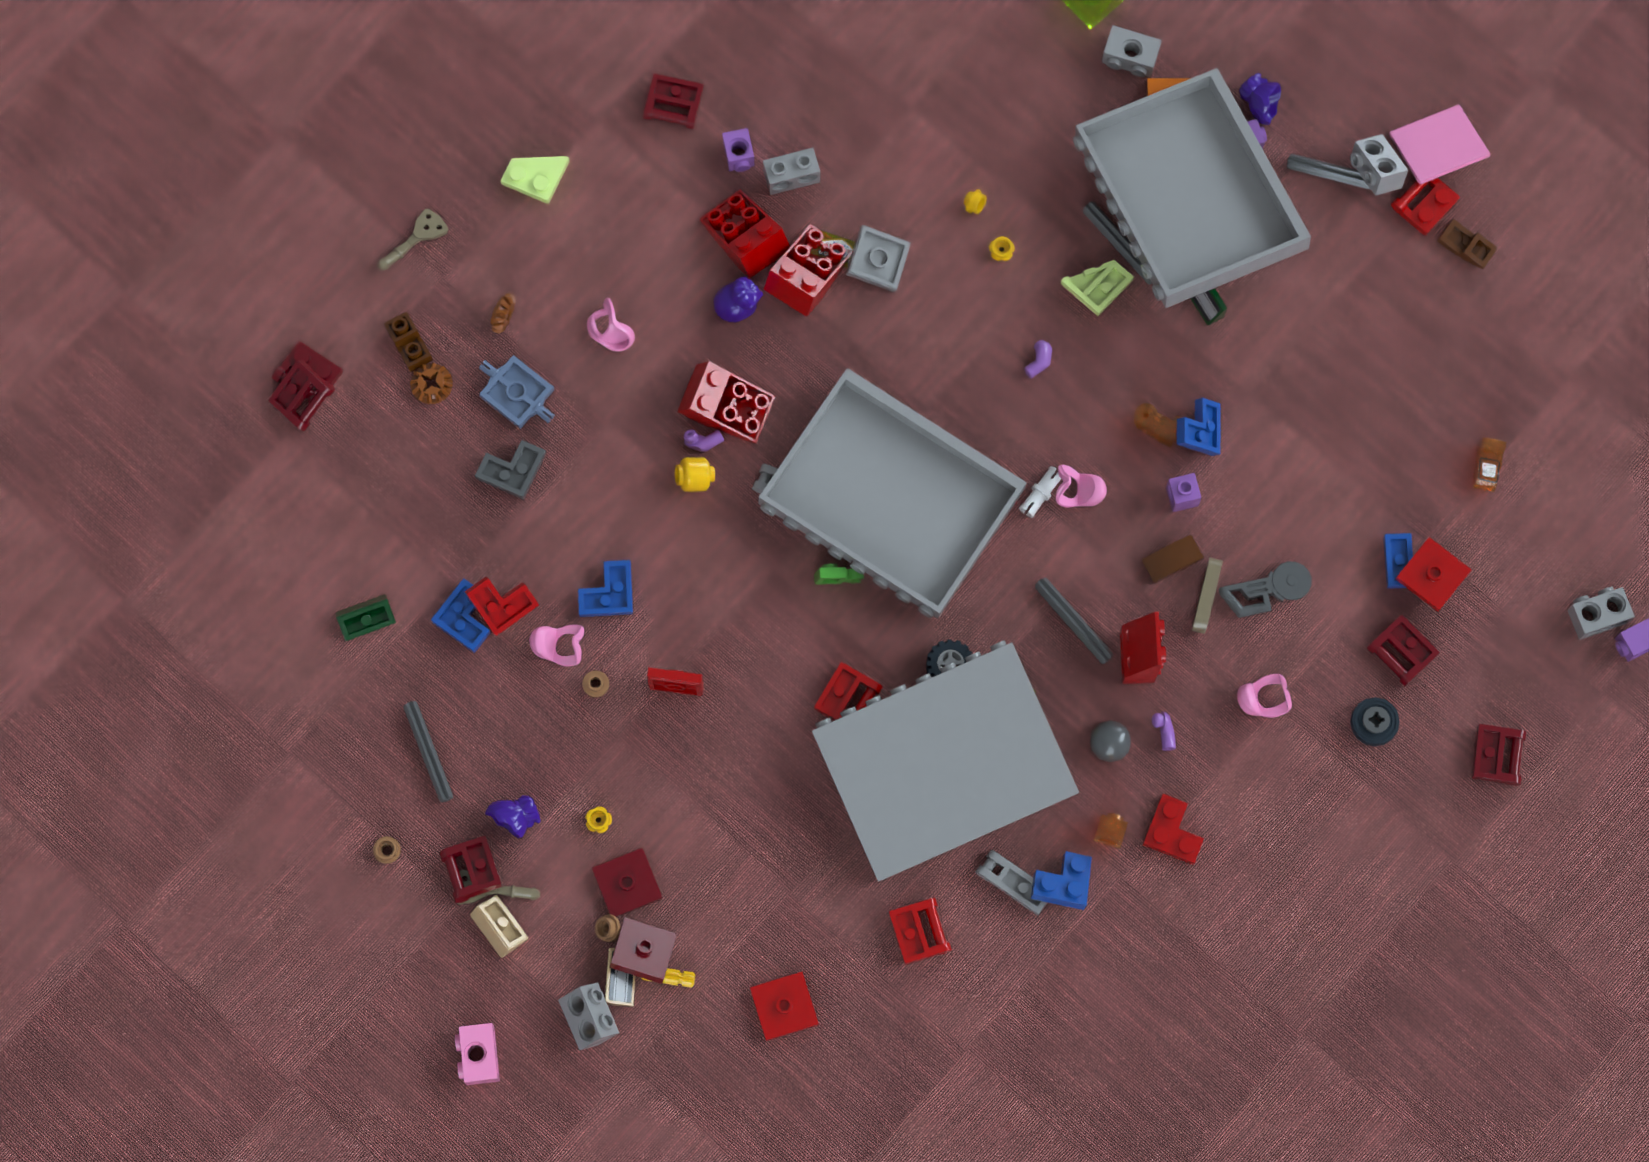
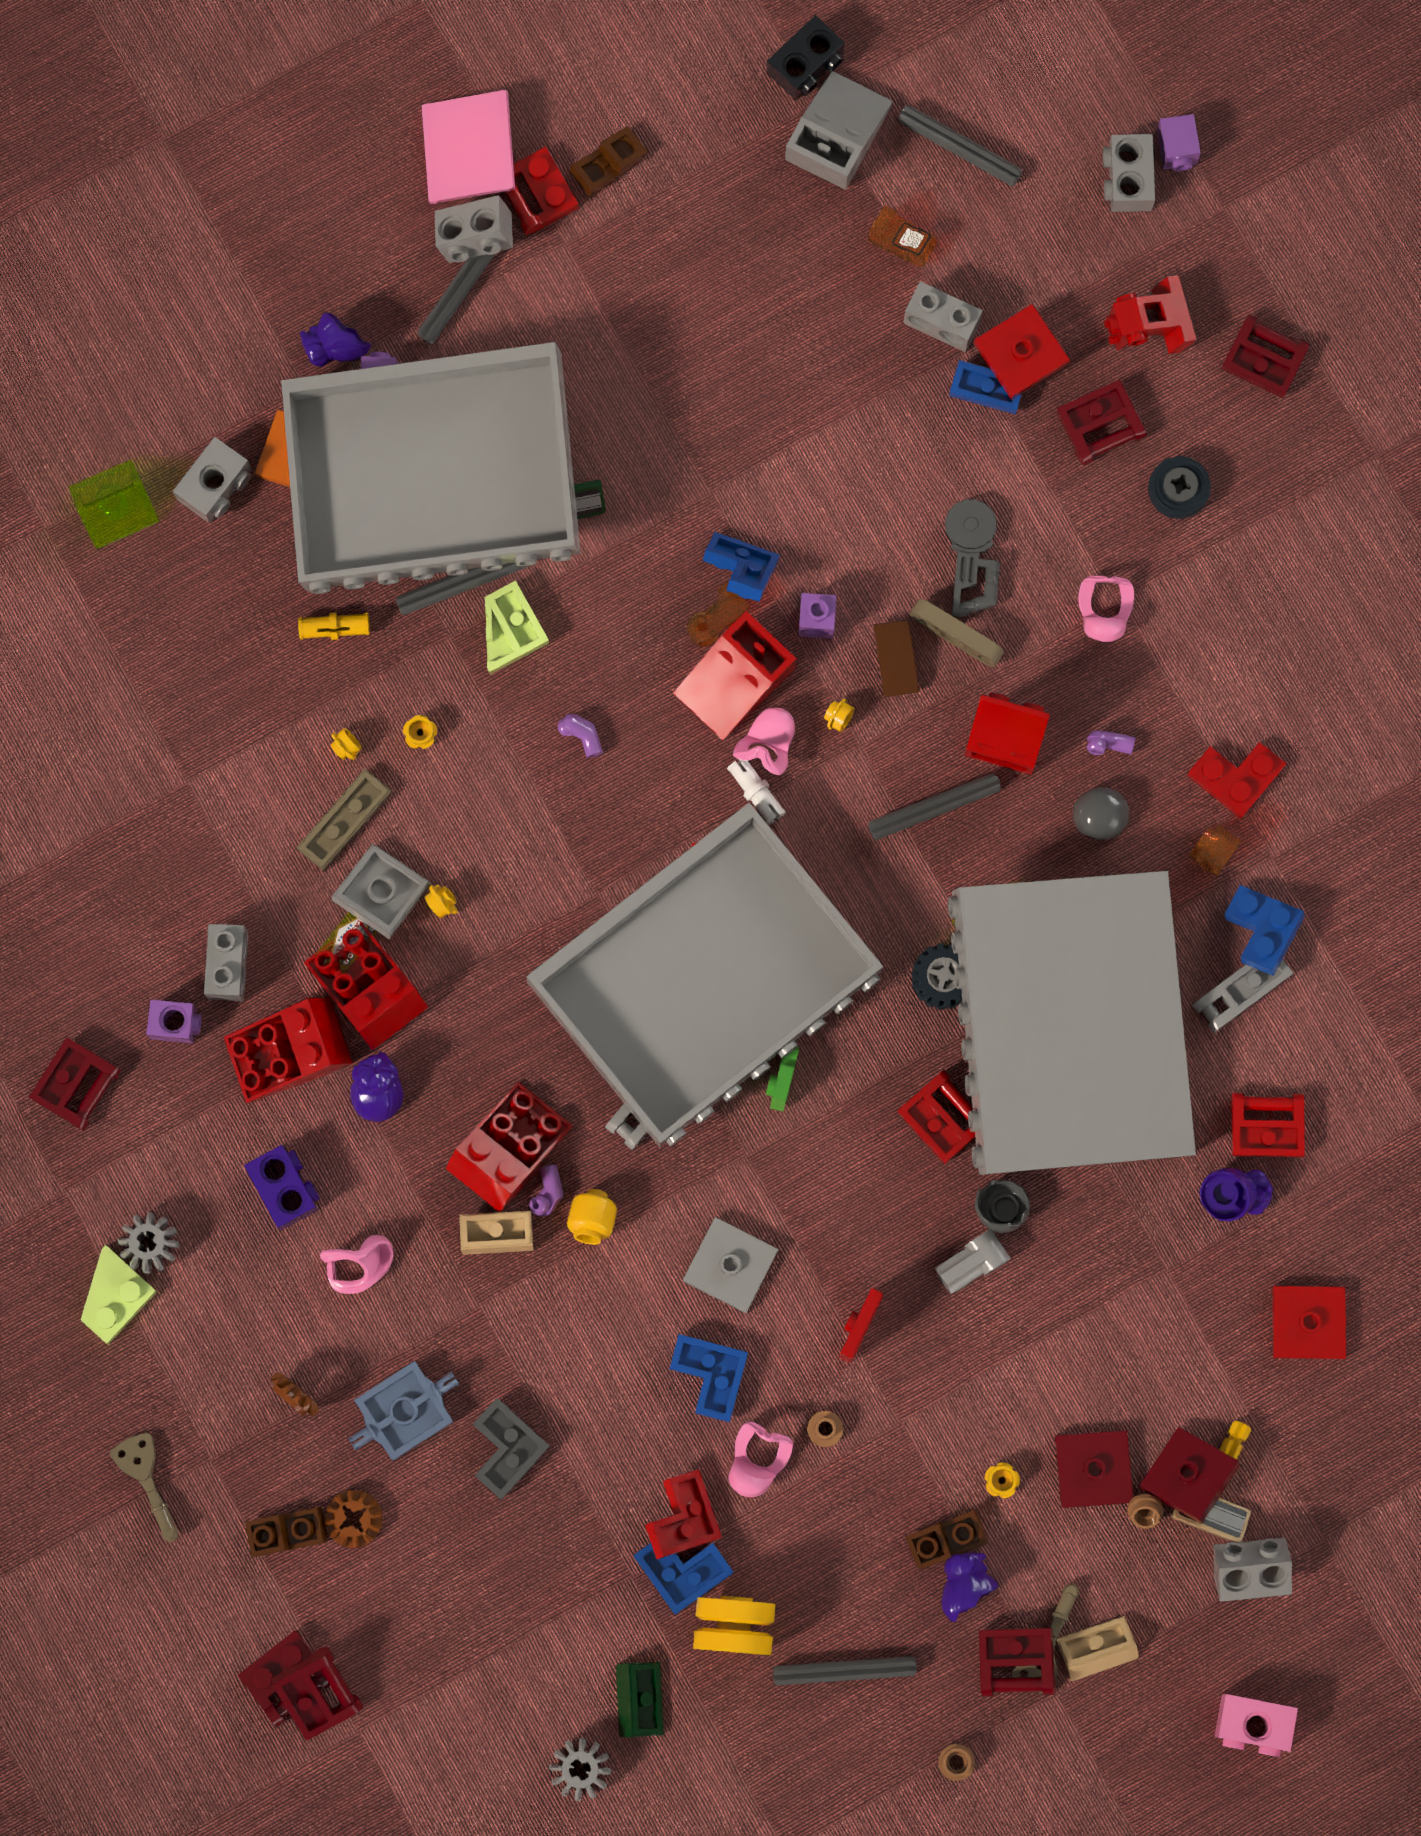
camera: 70 degrees left, 5 degrees up
(309, 581) = (583, 1757): none -> light grey gear
(433, 660) = (734, 1625): none -> yellow wheel
(544, 793) = (946, 1539): none -> reddish brown slope
(572, 178) = (136, 1247): none -> light grey gear
(641, 256) = (274, 1191): none -> dark purple brick
(662, 413) = (496, 1232): none -> tan slope
(692, 582) = (730, 1265): none -> light grey plate
(754, 754) = (978, 1258): none -> light grey piece
(796, 756) = (1002, 1205): none -> dark grey hair
(860, 921) = (1233, 1193): none -> dark purple hair
(885, 301) = (441, 901): none -> yellow plate
(921, 219) = (344, 820): none -> dark tan tile
(1057, 166) = (333, 626): none -> yellow pin
(1116, 532) = (839, 715): none -> yellow plate
(1118, 449) = (735, 676): none -> slope
(1439, 511) = (942, 316): none -> light grey brick
(1484, 642) = (1130, 324): none -> red tile
(1552, 393) = (837, 130): none -> light grey slope
(1574, 485) = (960, 145): none -> dark grey axle
(1599, 348) = (798, 53): none -> black brick

